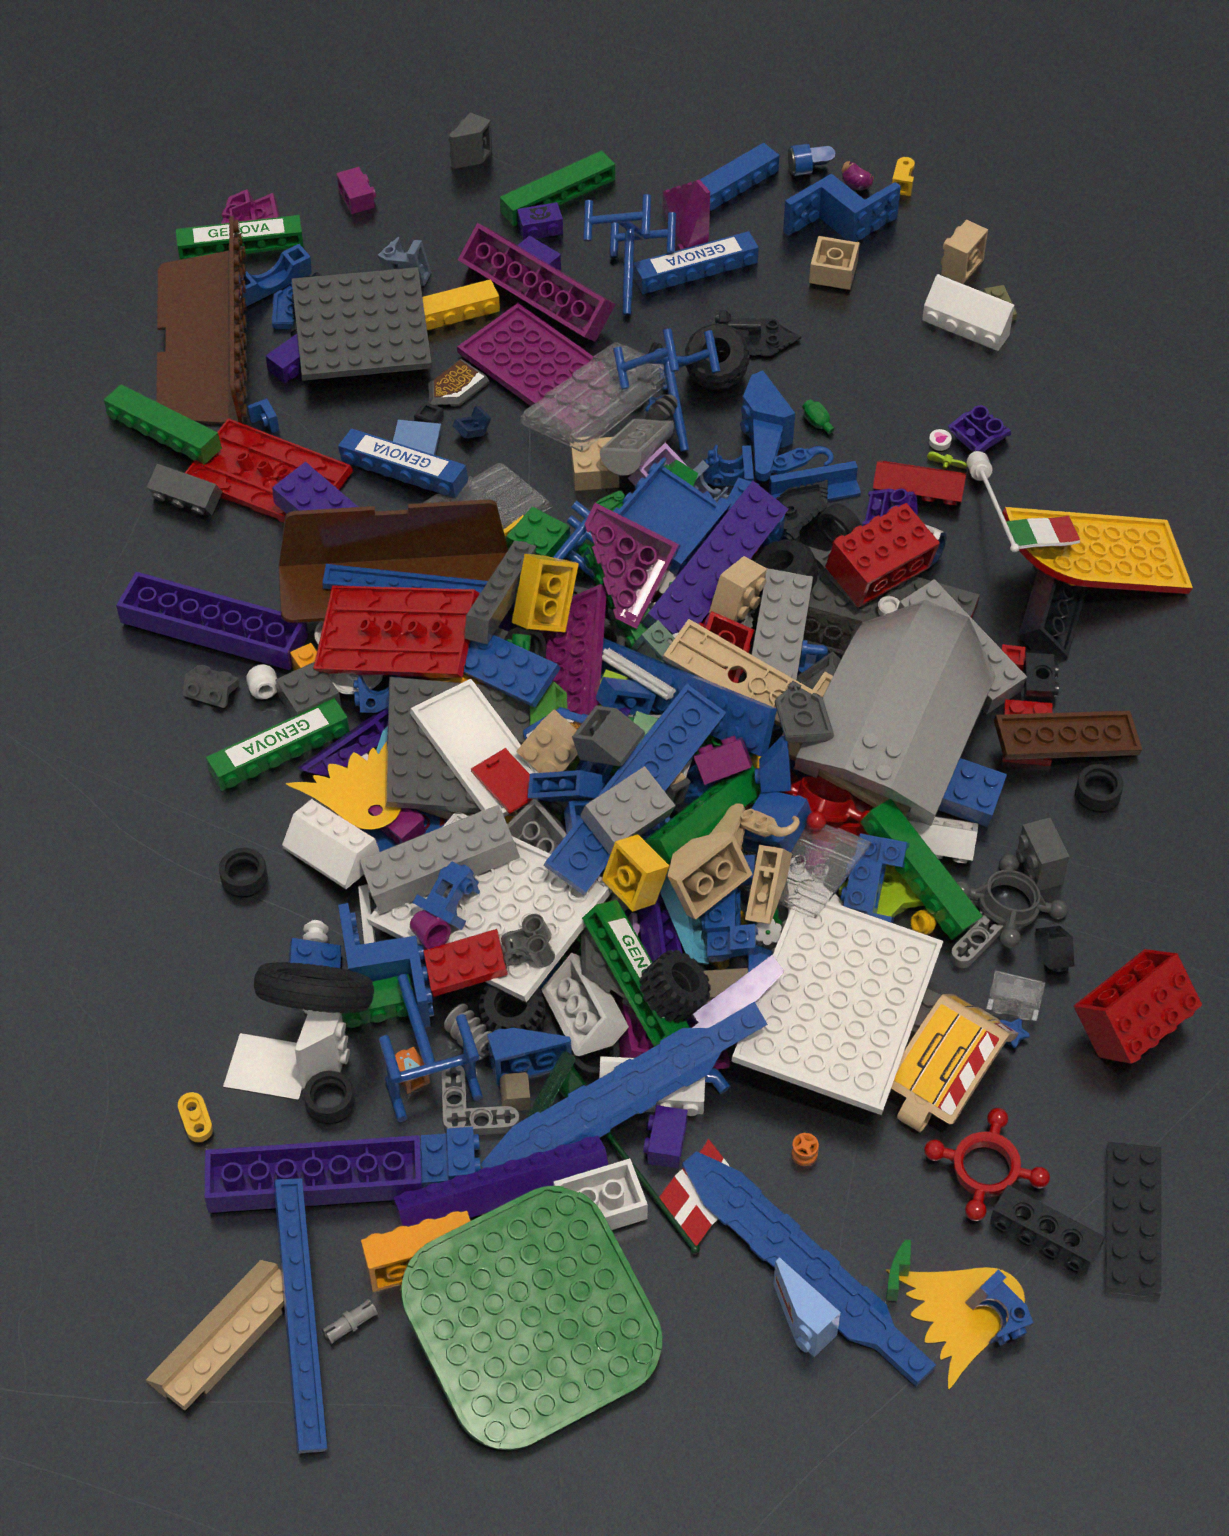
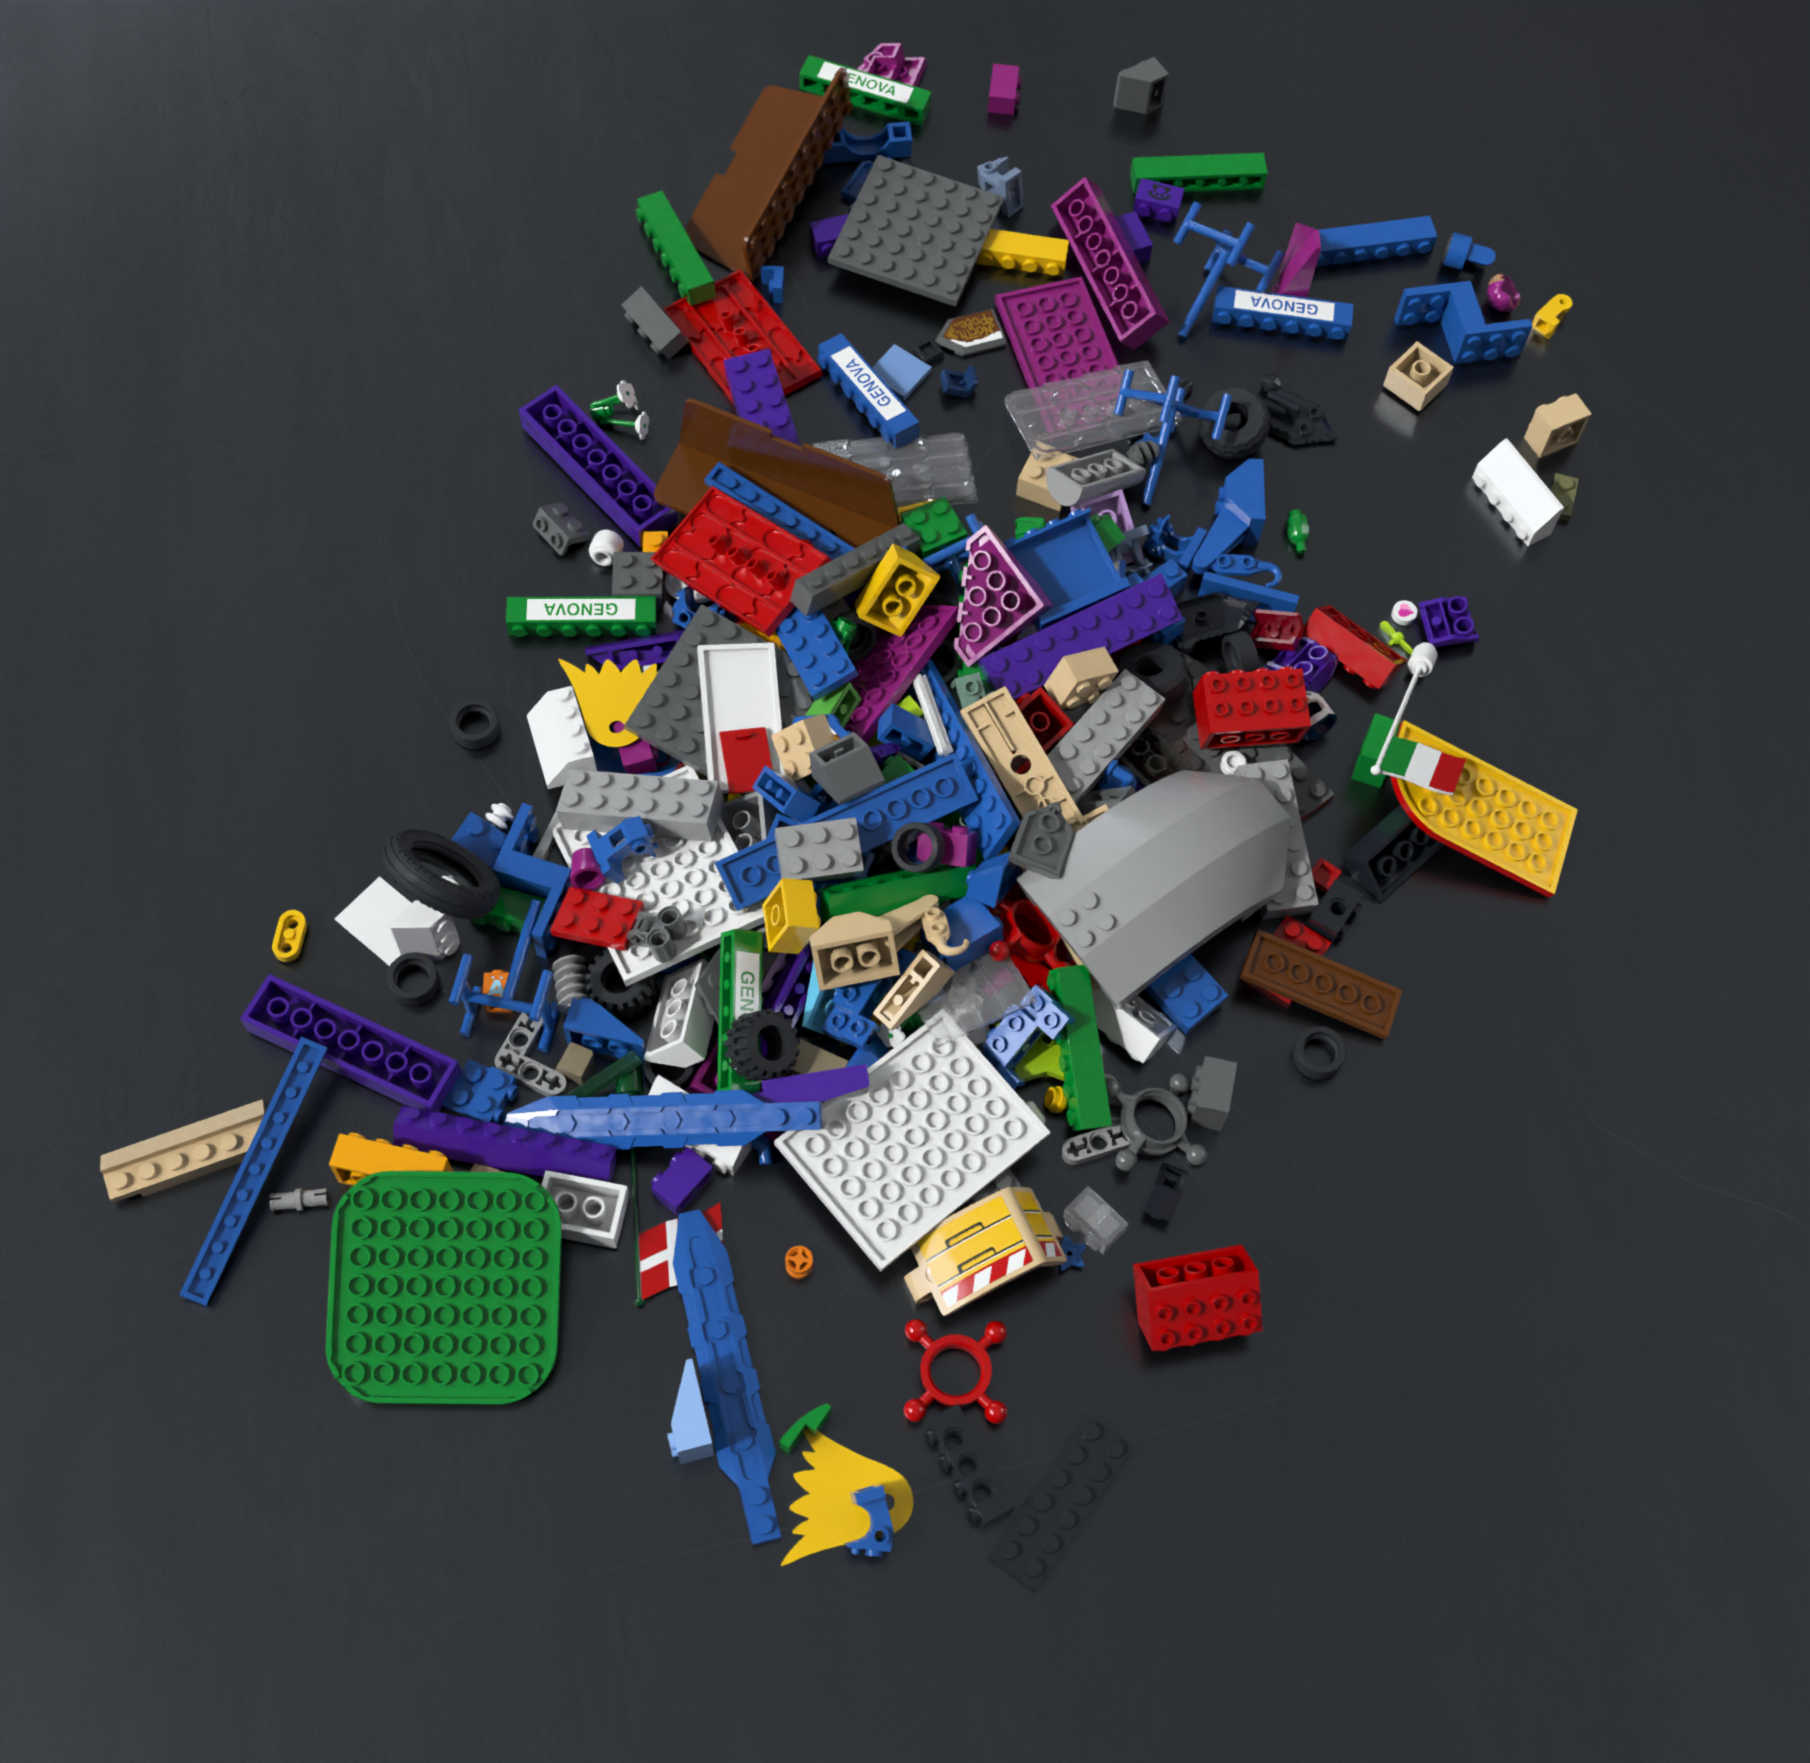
camera: 25 degrees right, 10 degrees up
(204, 554) = (604, 408): none -> plant
(704, 788) = (898, 847): none -> black tyre
(855, 492) = (1277, 629): none -> dark red bracket
(992, 547) = (1371, 750): none -> green brick

